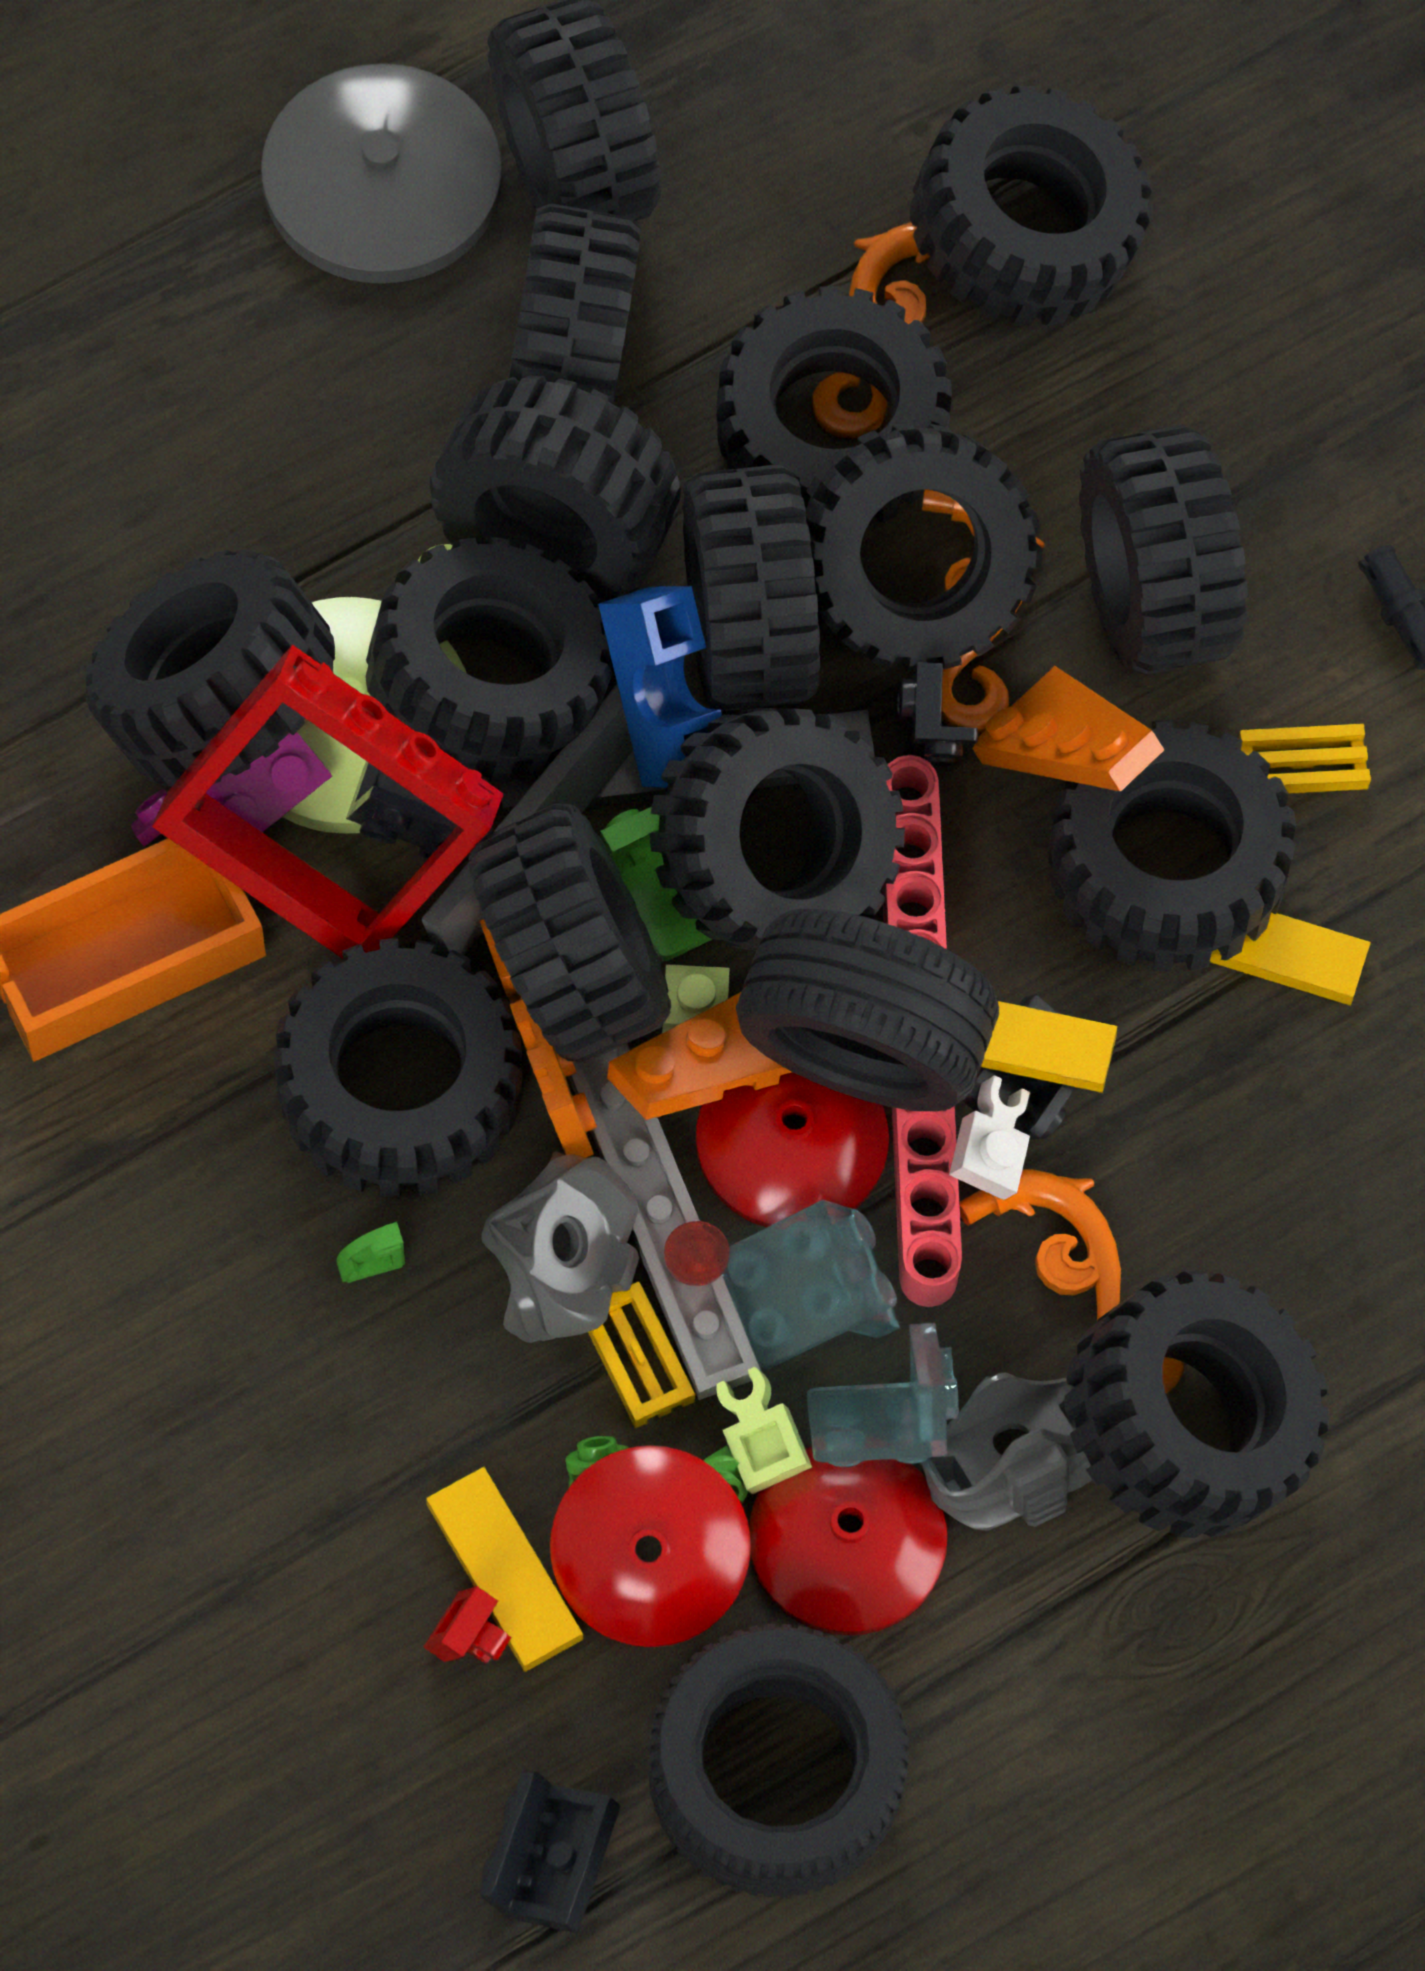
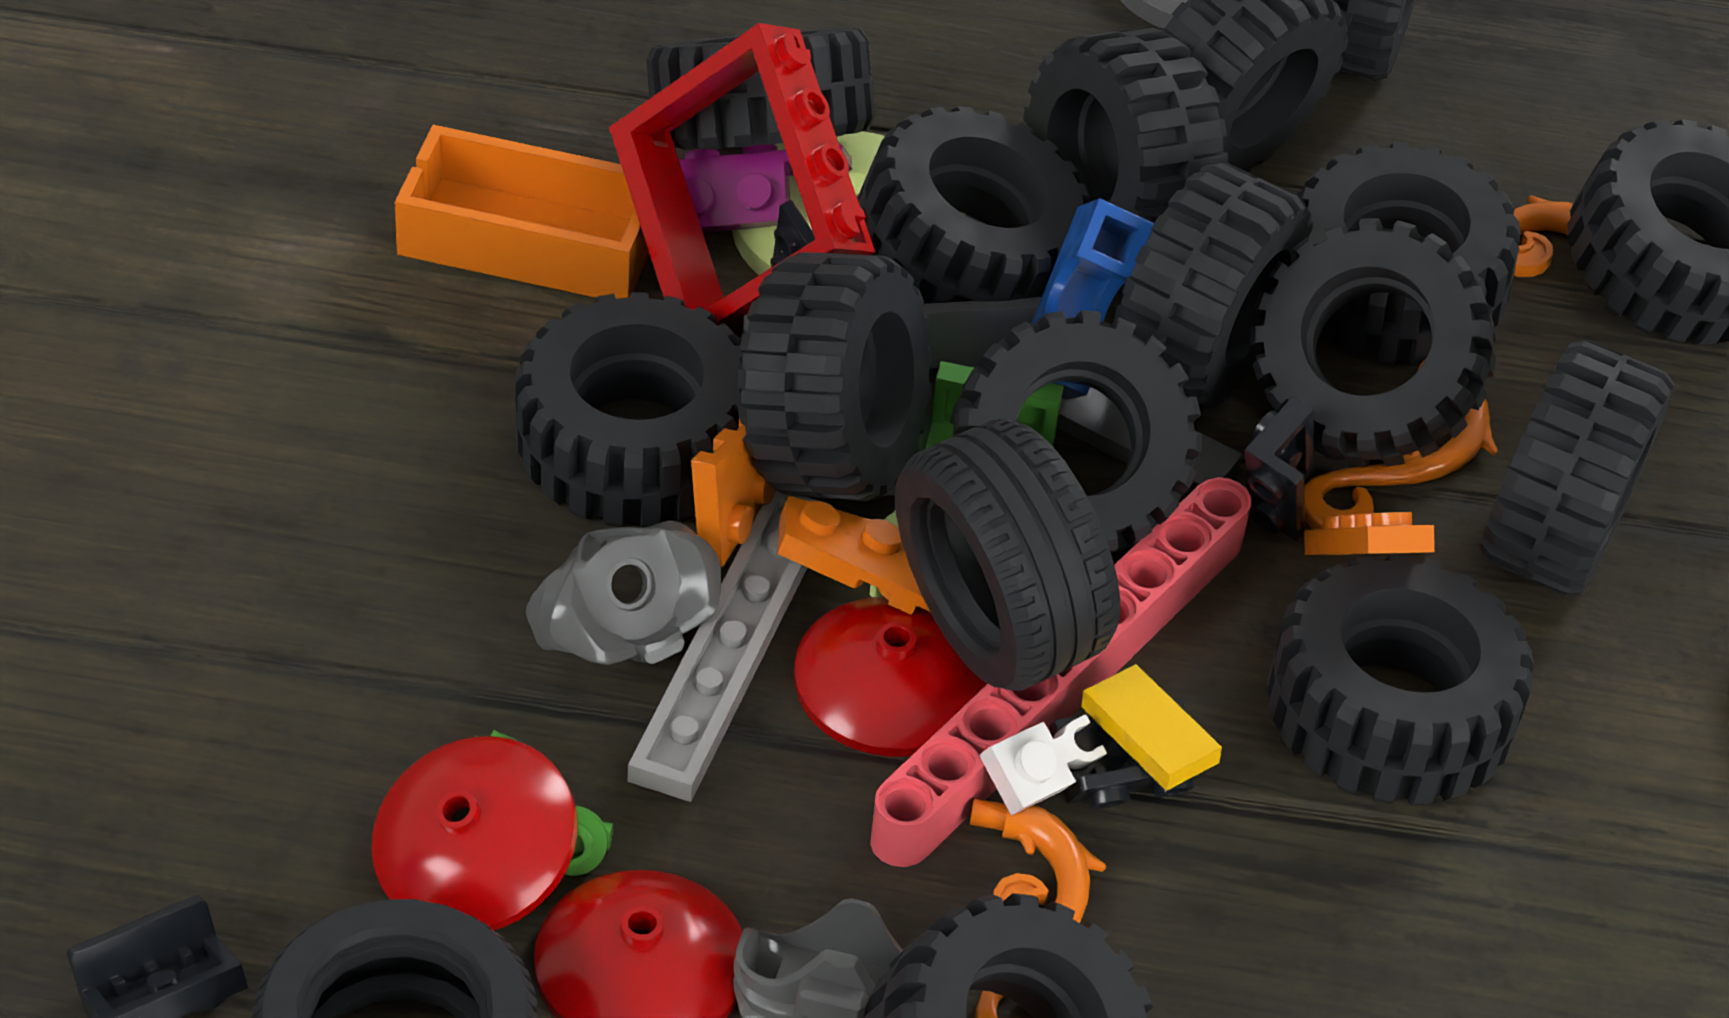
camera: 40 degrees right, 20 degrees down
(372, 1254) = (494, 515): bright green tile -> none
(466, 1629) = (277, 783): red tile -> none
(505, 1567) = (353, 778): yellow tile -> none
(659, 1403) = (600, 759): yellow tile -> none
(696, 1253) = (723, 670): clear red plate -> none
(765, 1438) = (643, 832): yellowish green plate -> none
(809, 1283) = (803, 753): clear light blue bracket -> none
(892, 1418) = (792, 887): clear light blue bracket -> none
(1302, 958) = (1444, 846): yellow tile -> none
(1313, 737) = (1586, 714): yellow tile -> none

